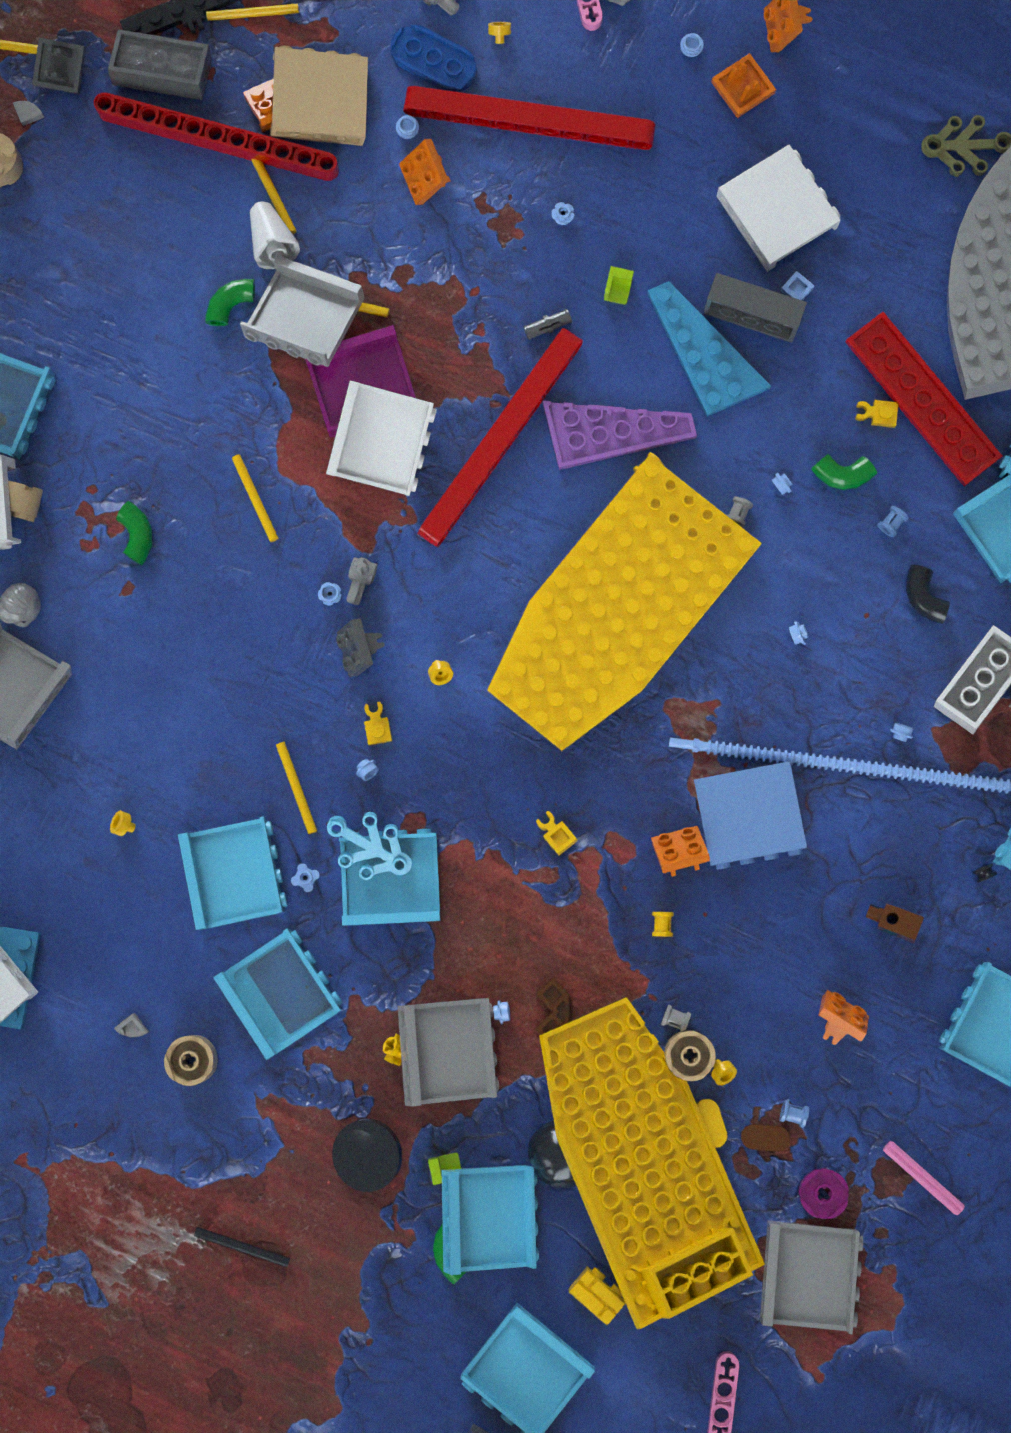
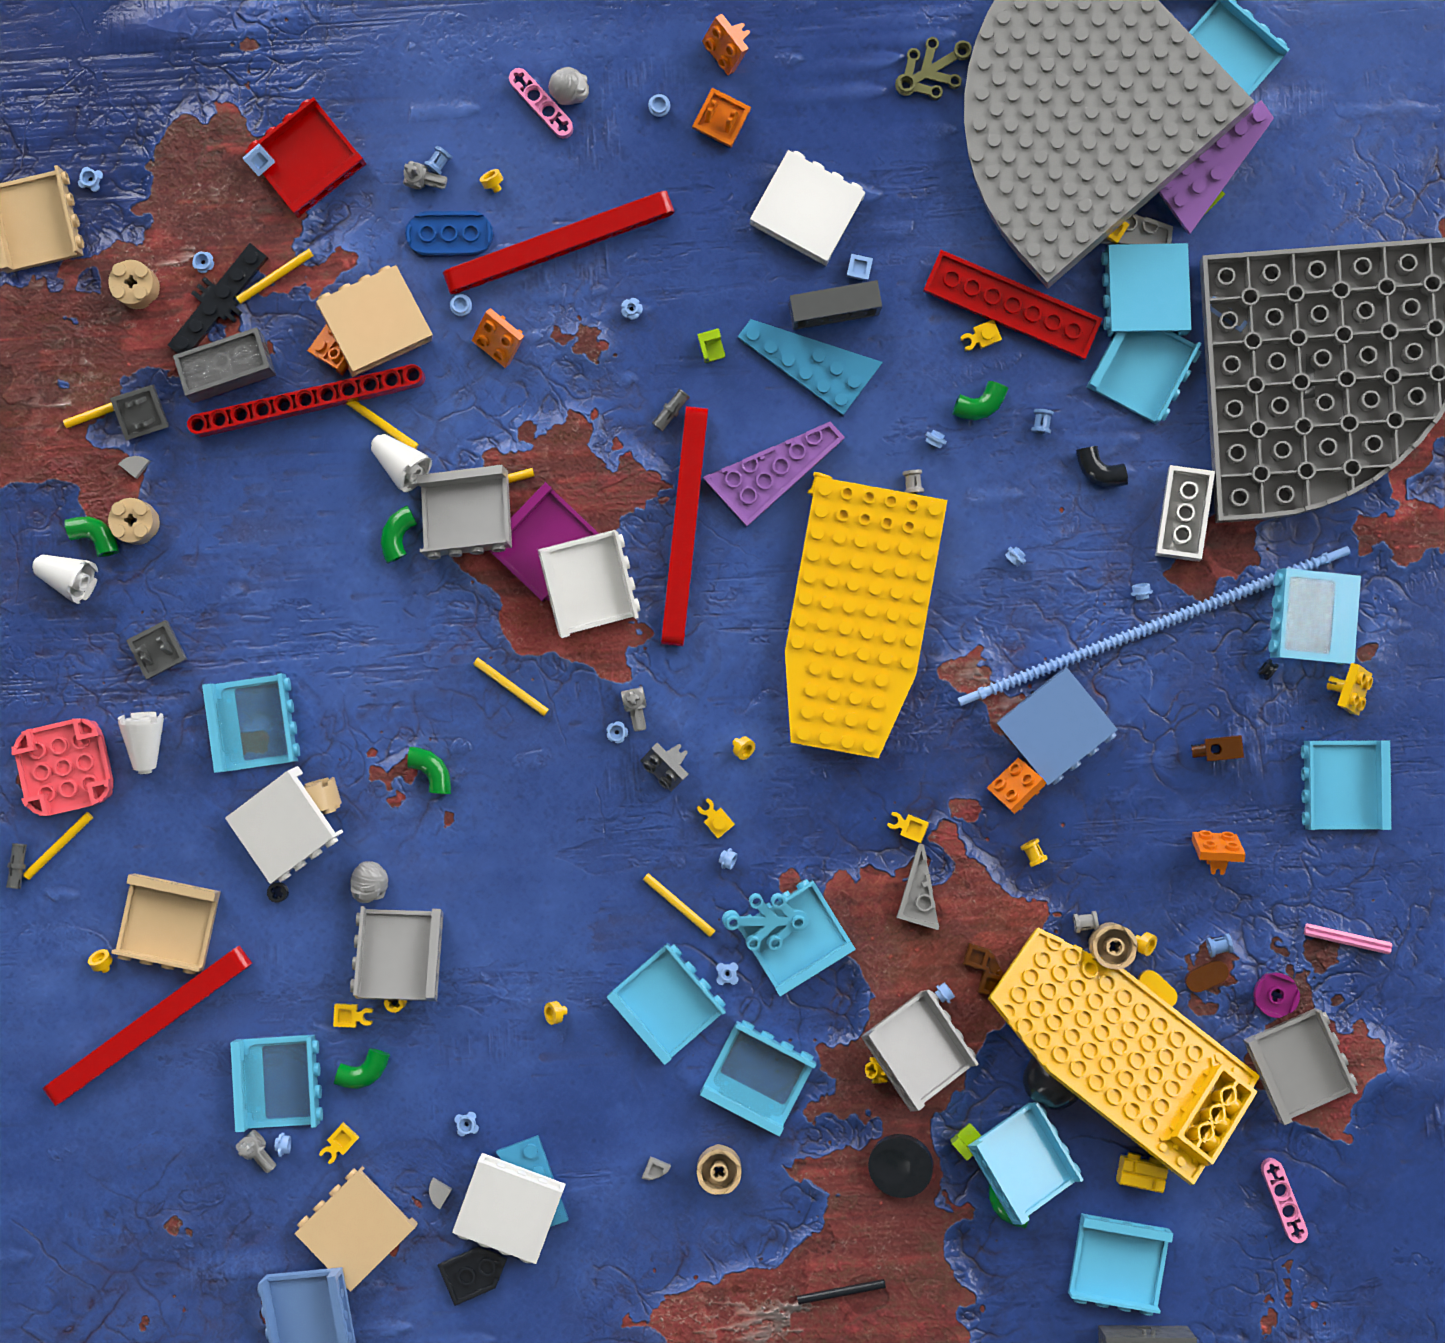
camera: 30 degrees left, 5 degrees up
(526, 907) = (918, 900): none -> light grey wing

